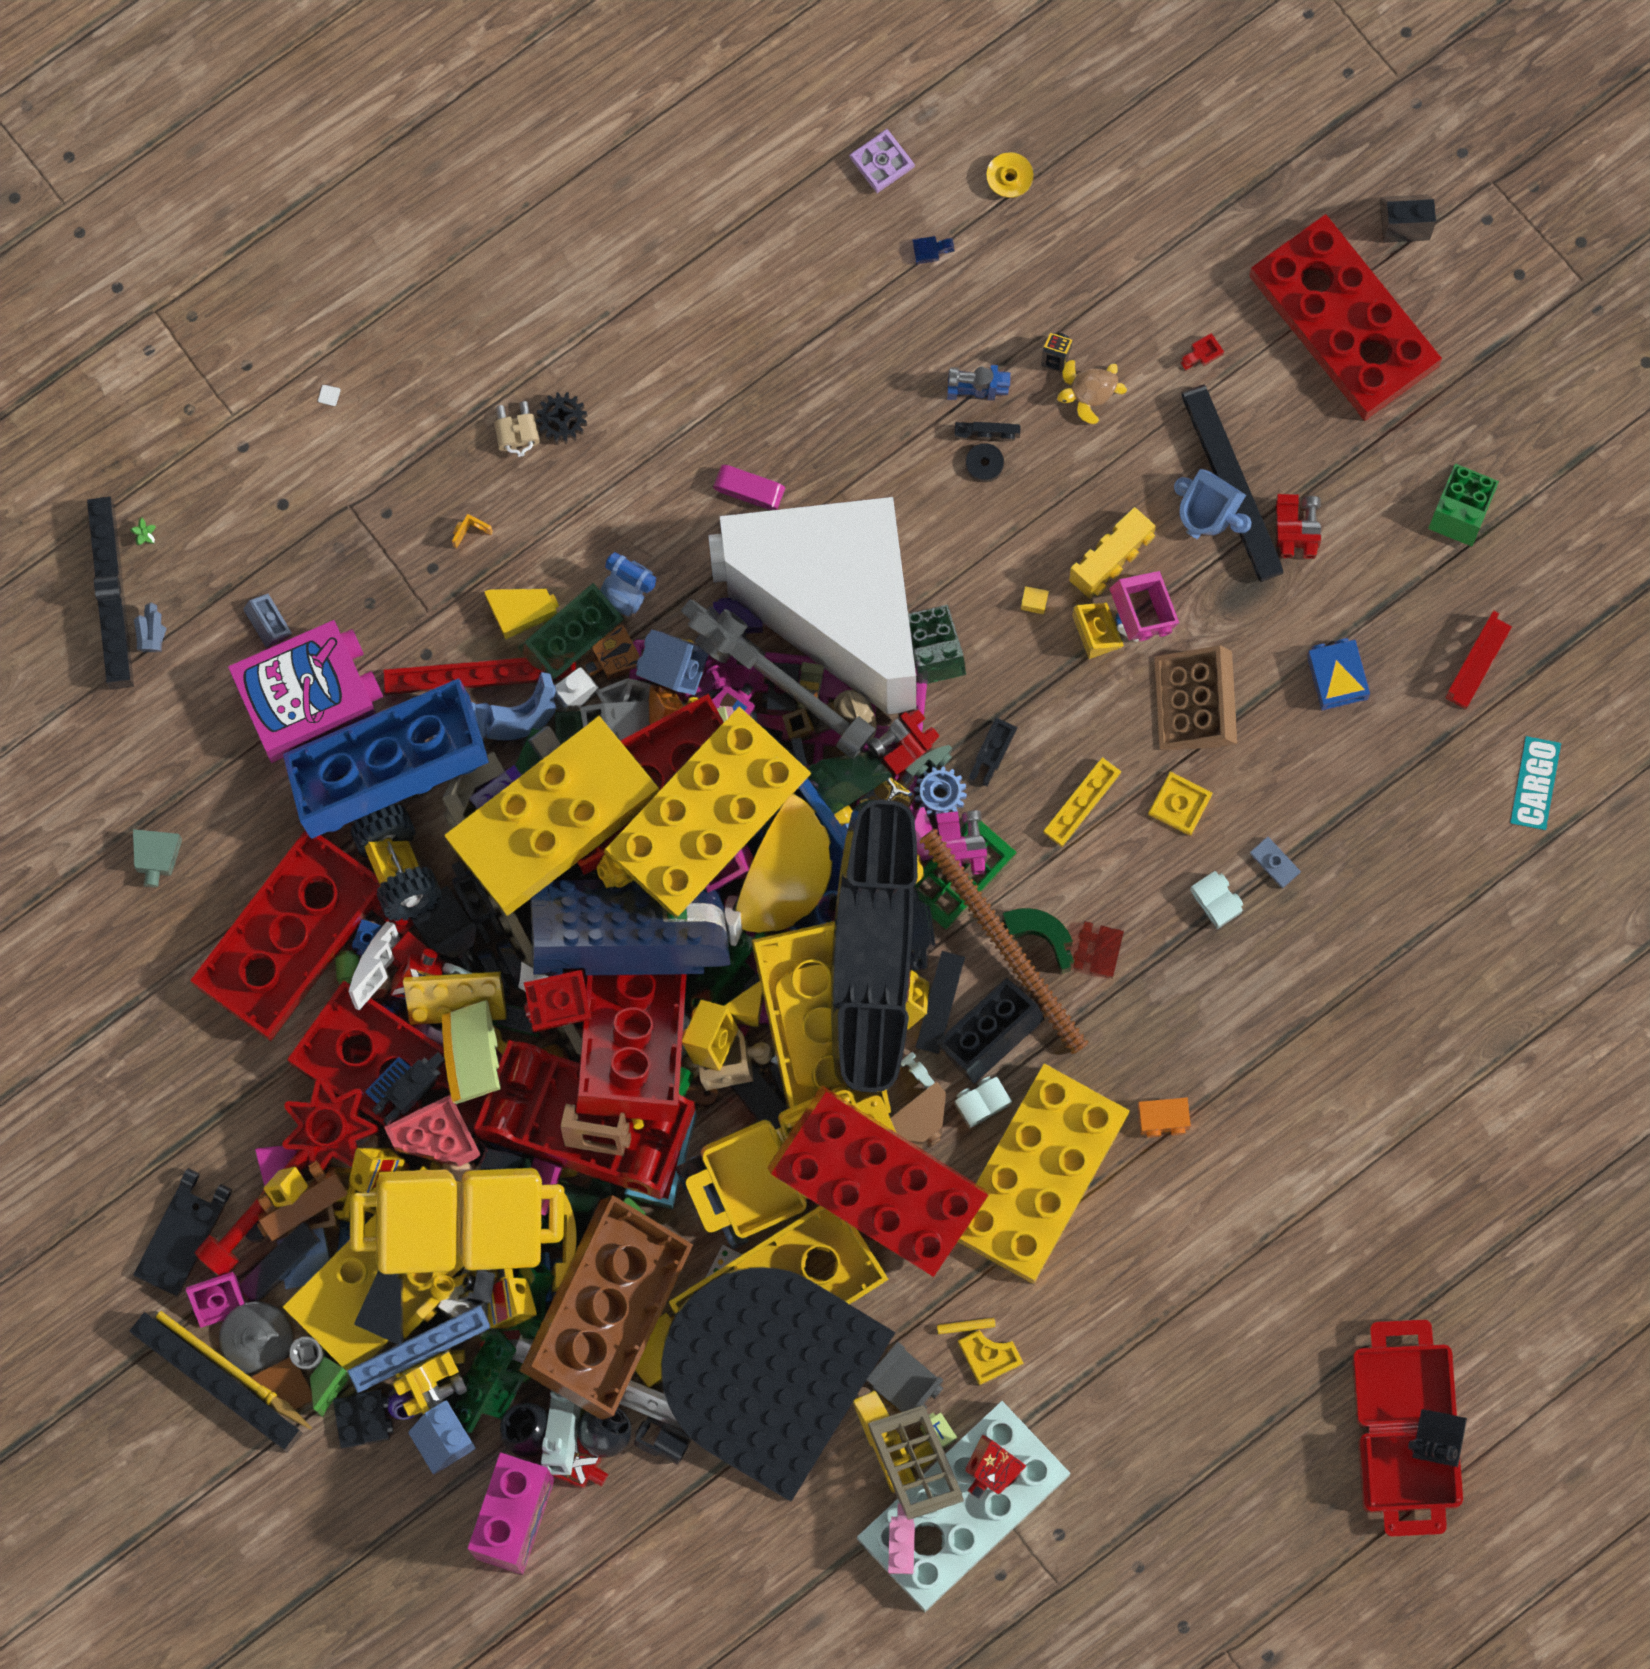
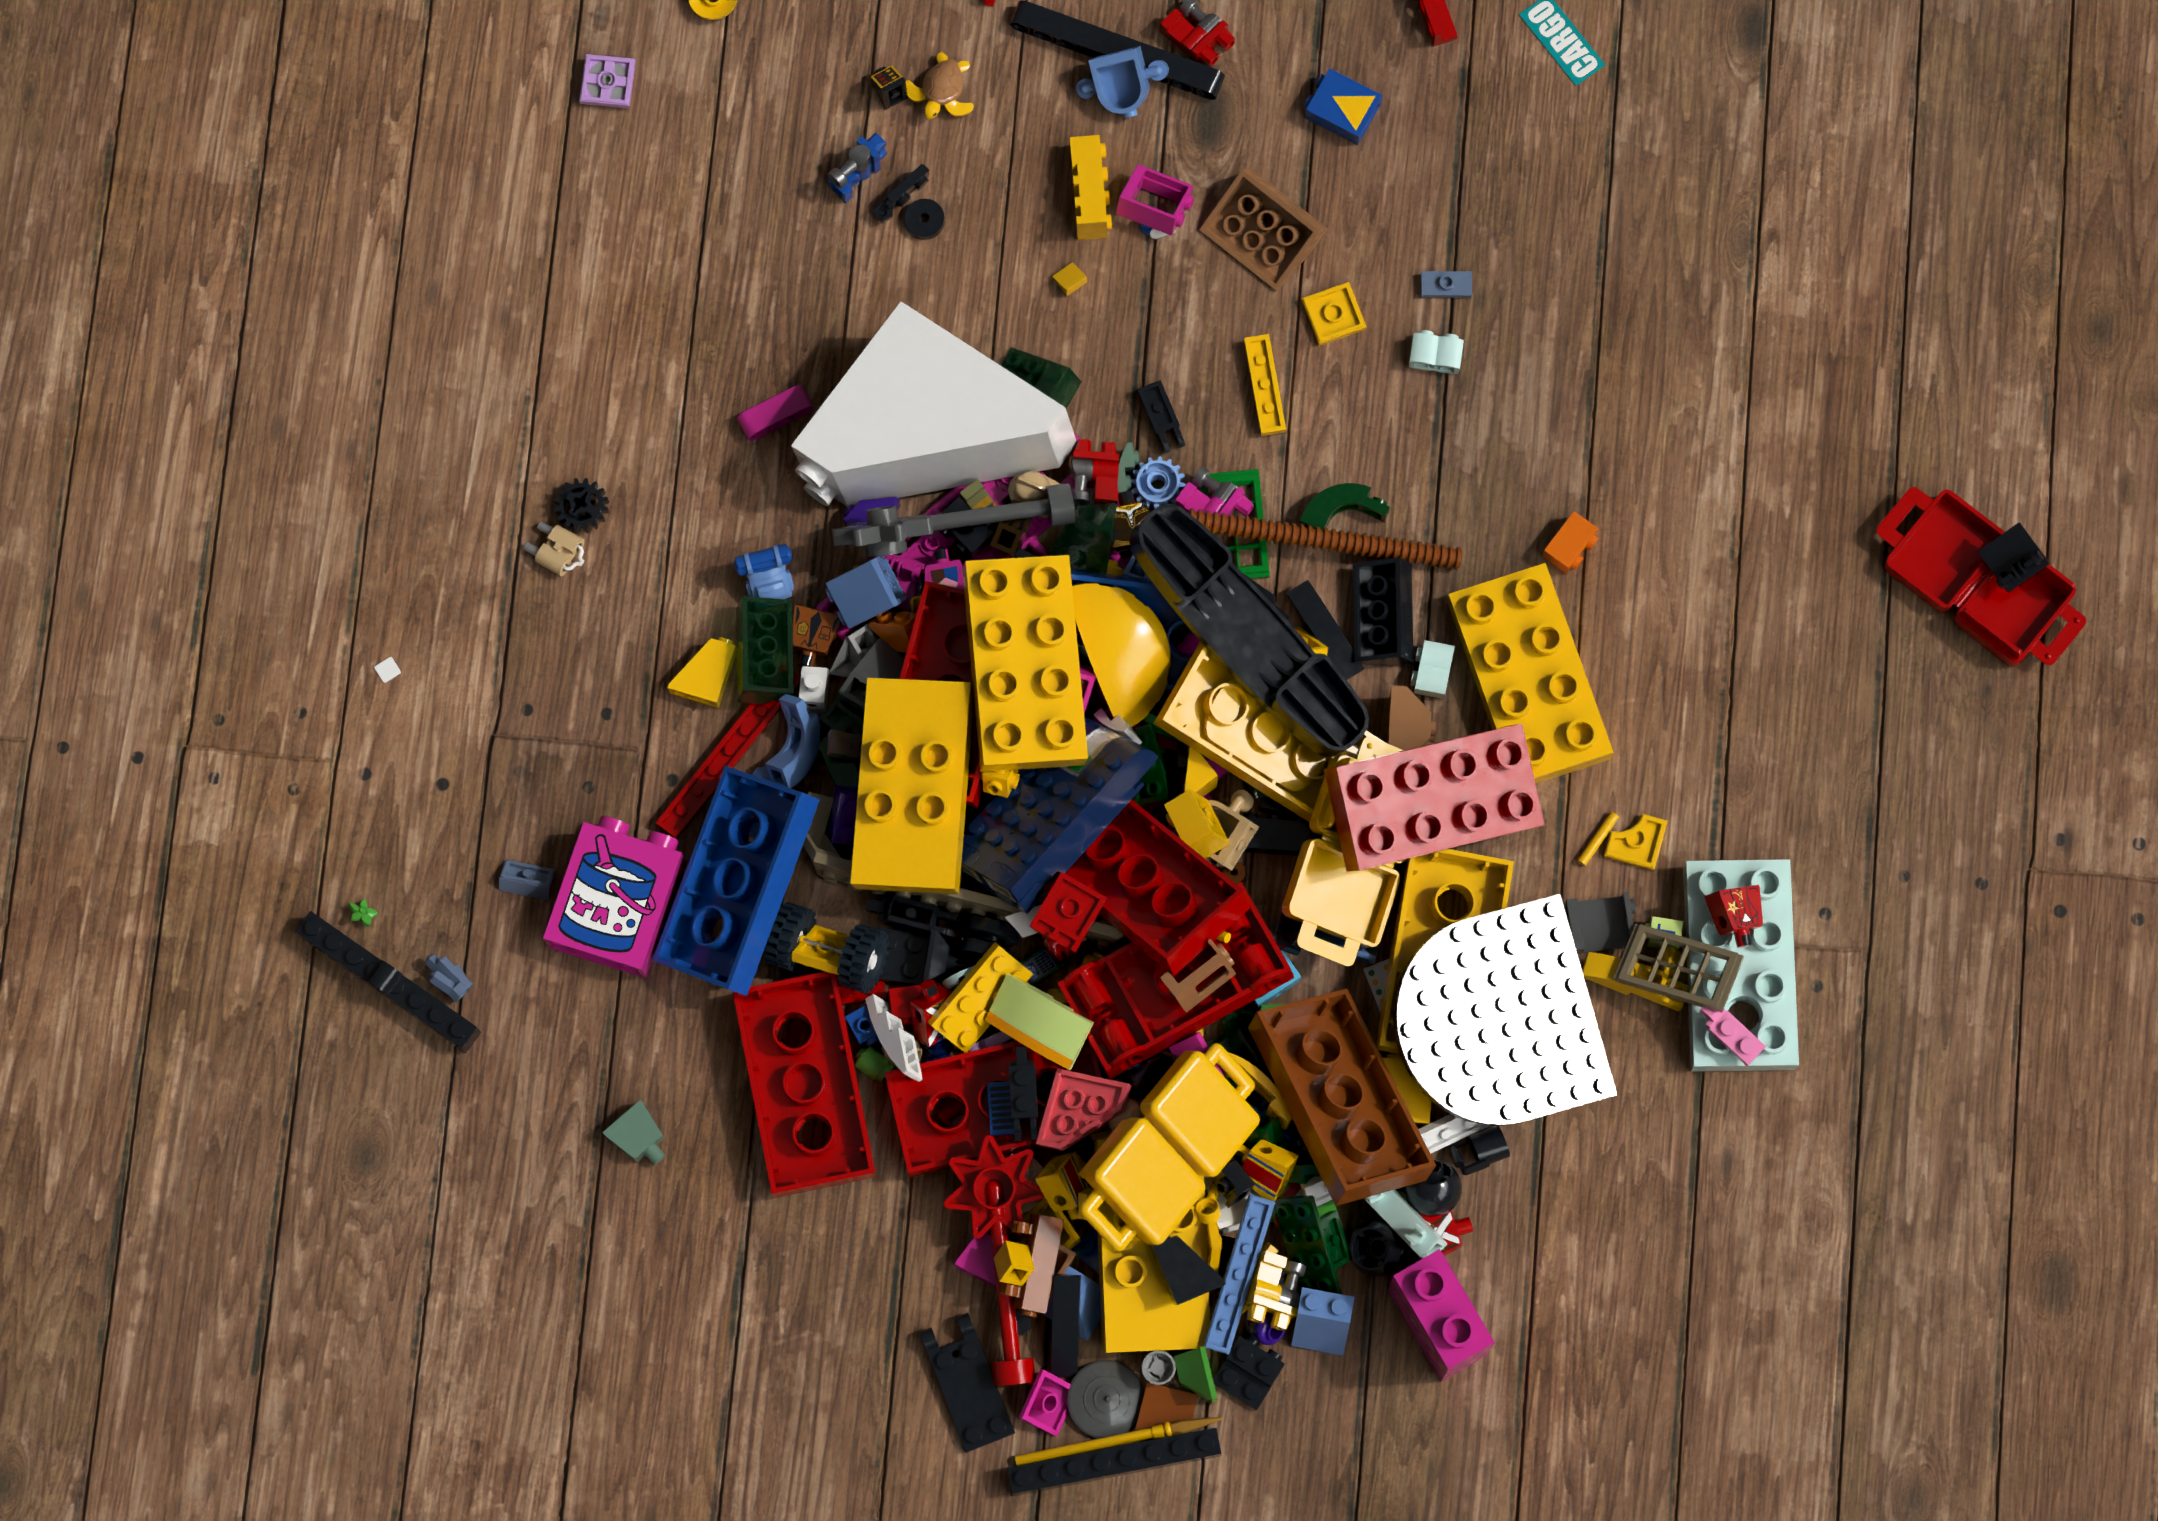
camera: 45 degrees left, 0 degrees up
(462, 527) = (602, 647): light orange bracket -> none
(917, 1070) = (1368, 695): light aqua piece -> none
(928, 249) = (713, 109): clear blue plate -> none
(1096, 629) = (1137, 253): yellow slope -> none
(1105, 953) = (1399, 472): clear red plate -> none

